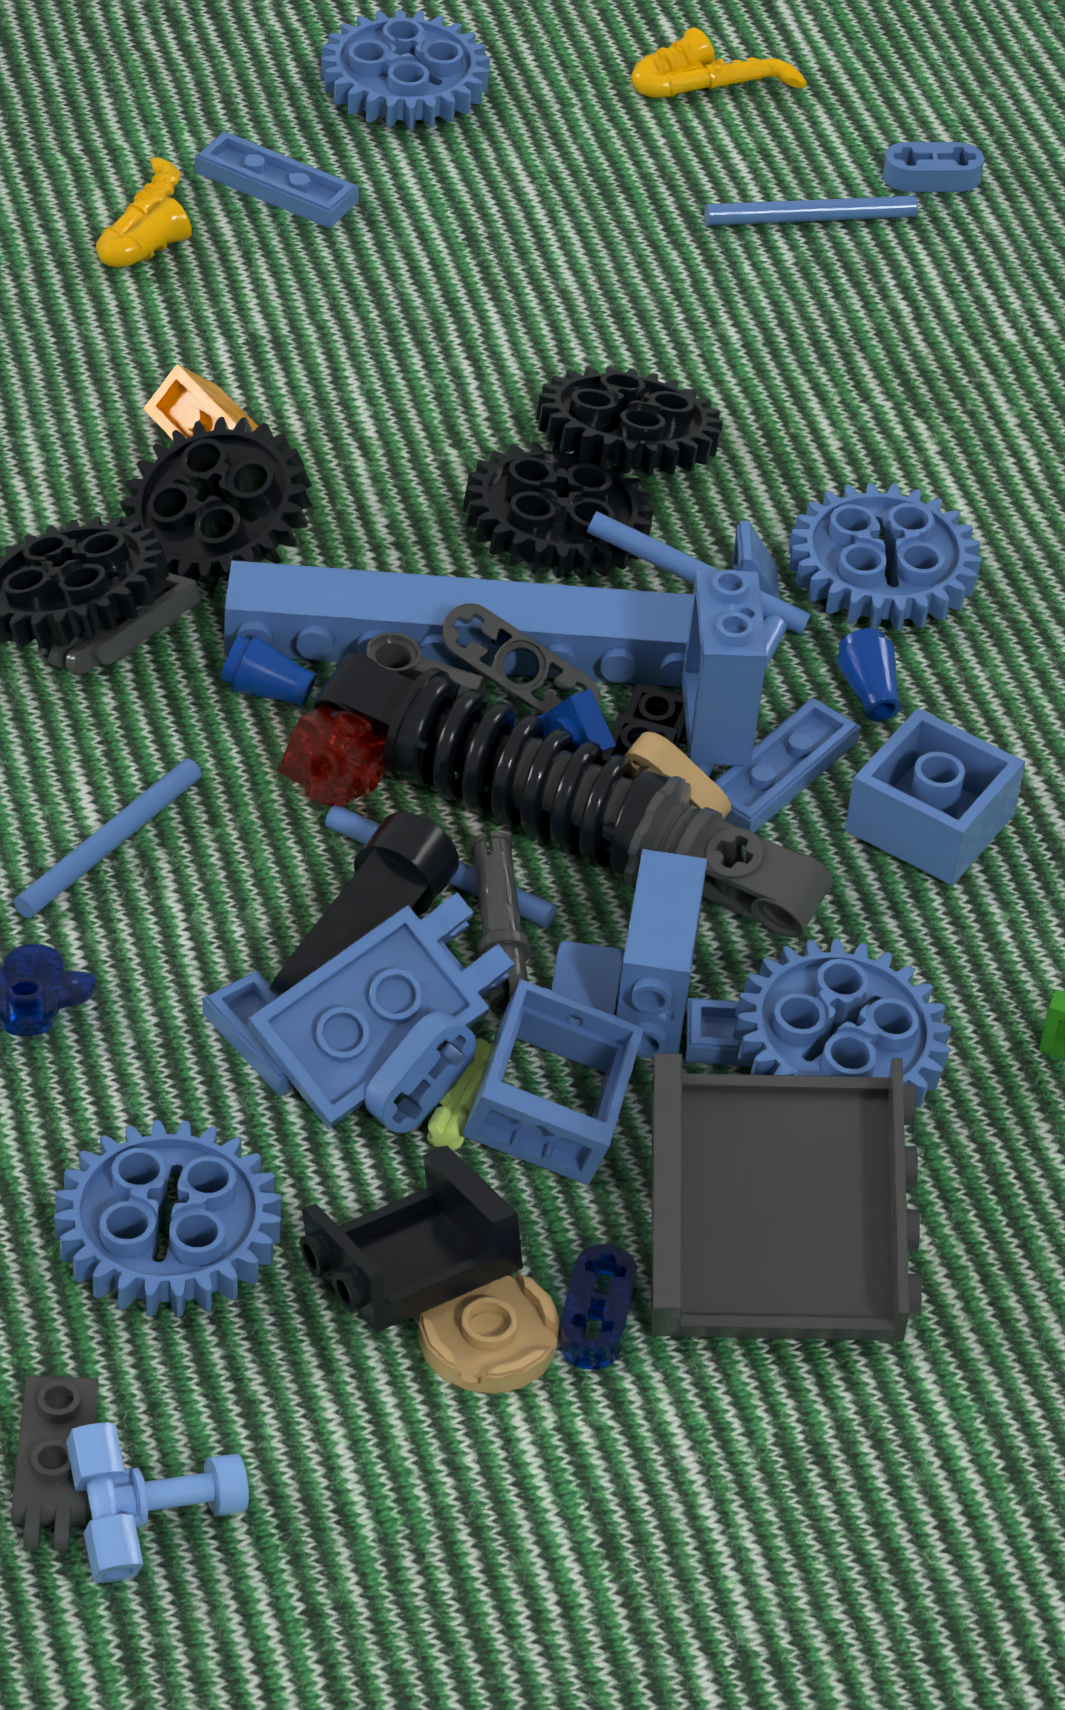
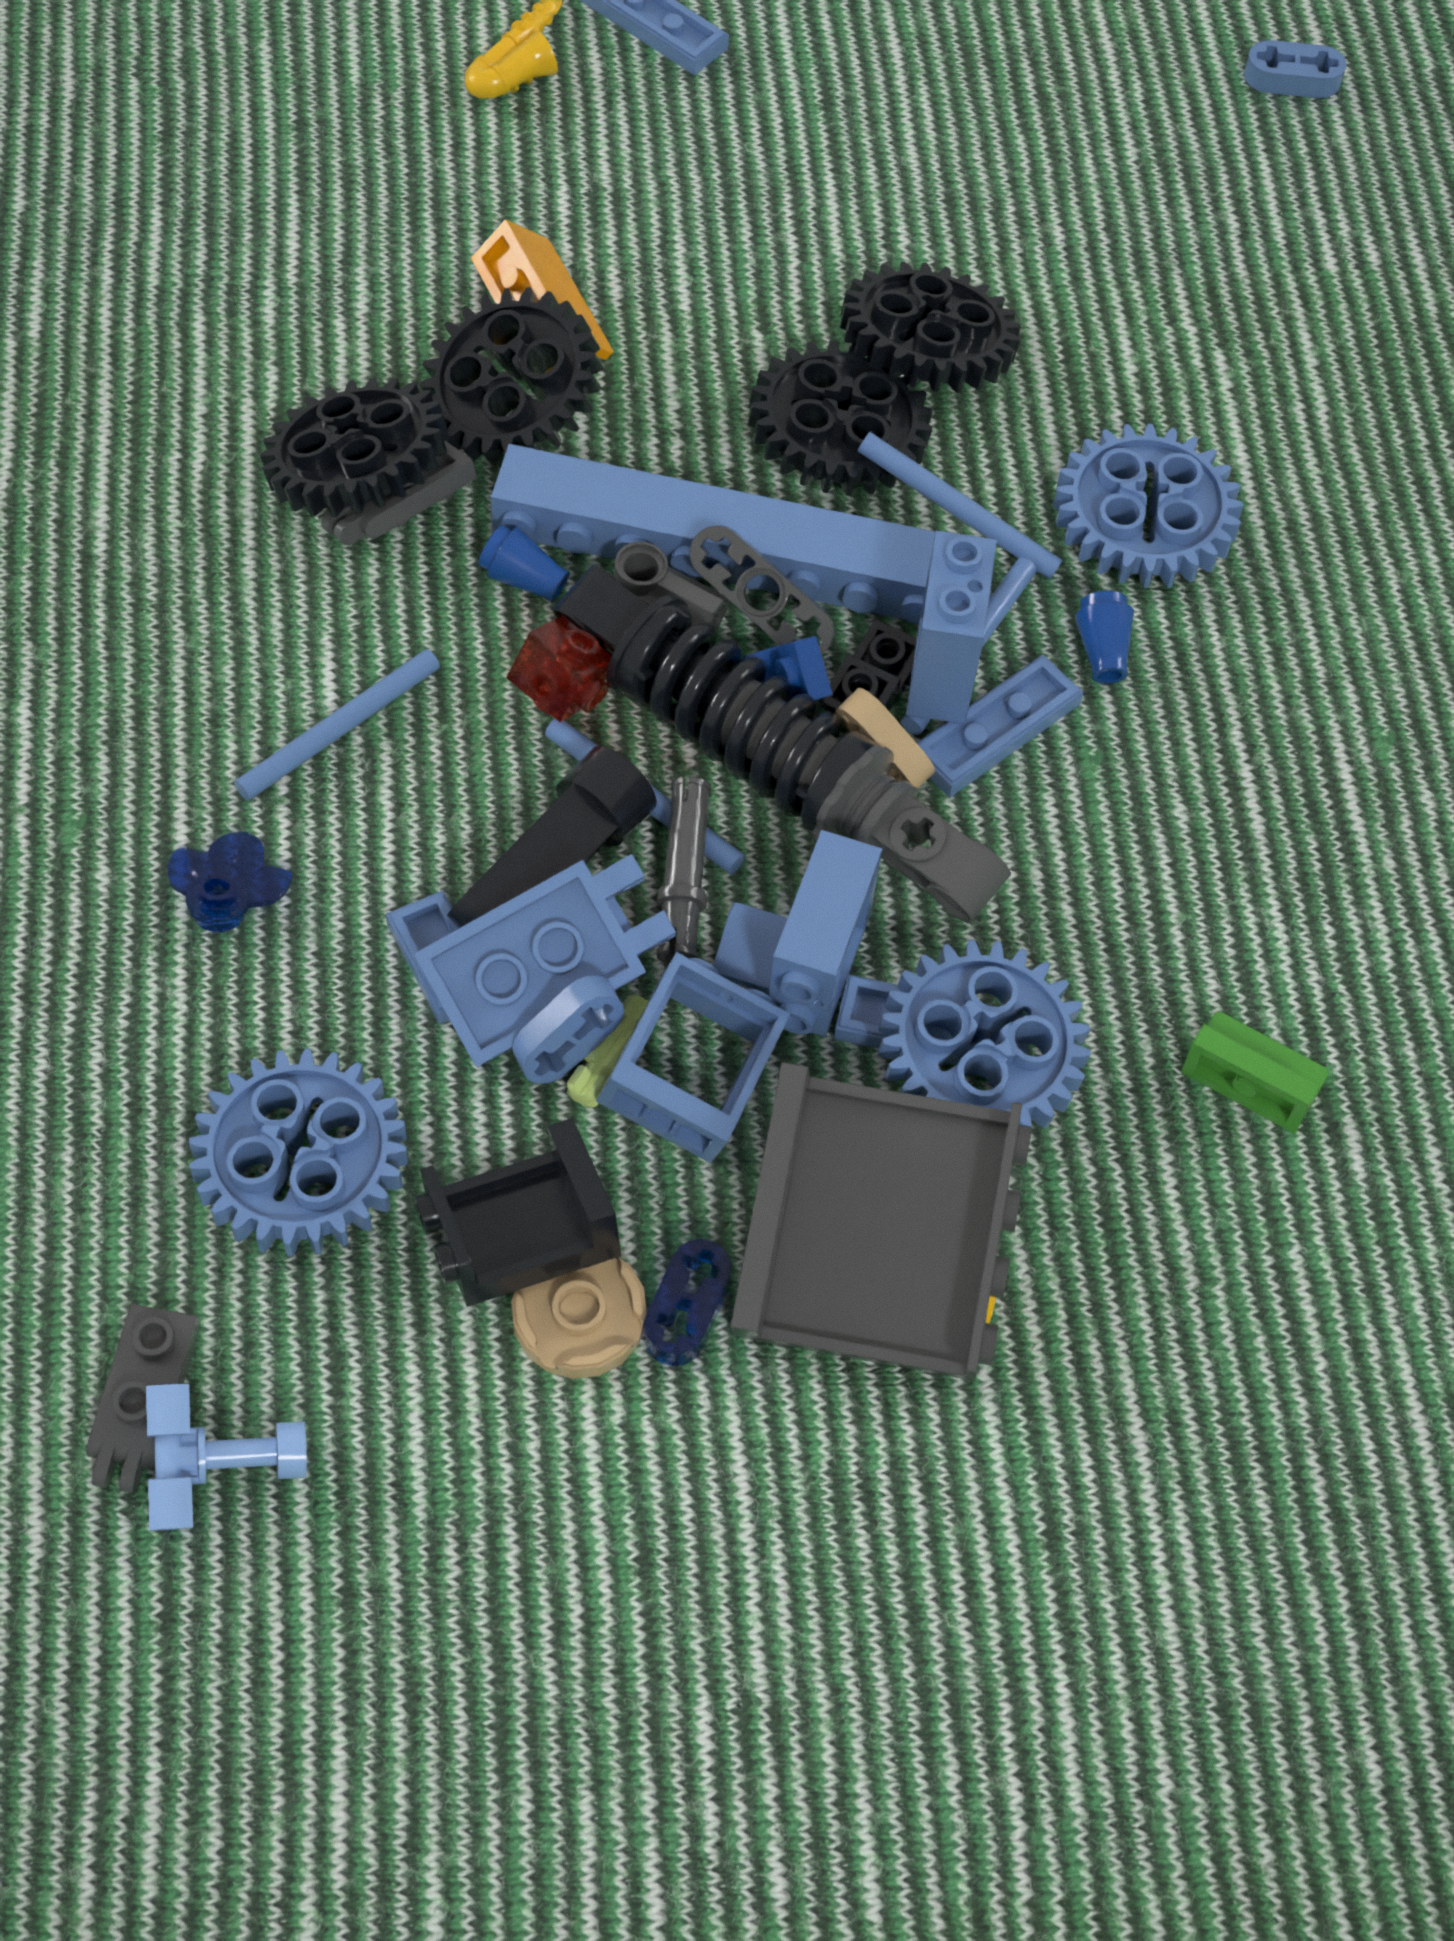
camera: 10 degrees right, 15 degrees up
(752, 555) = (1020, 499): medium blue slope -> none
(810, 210) = (1163, 105): medium blue bar -> none
(934, 796) = (1134, 786): medium blue brick -> none

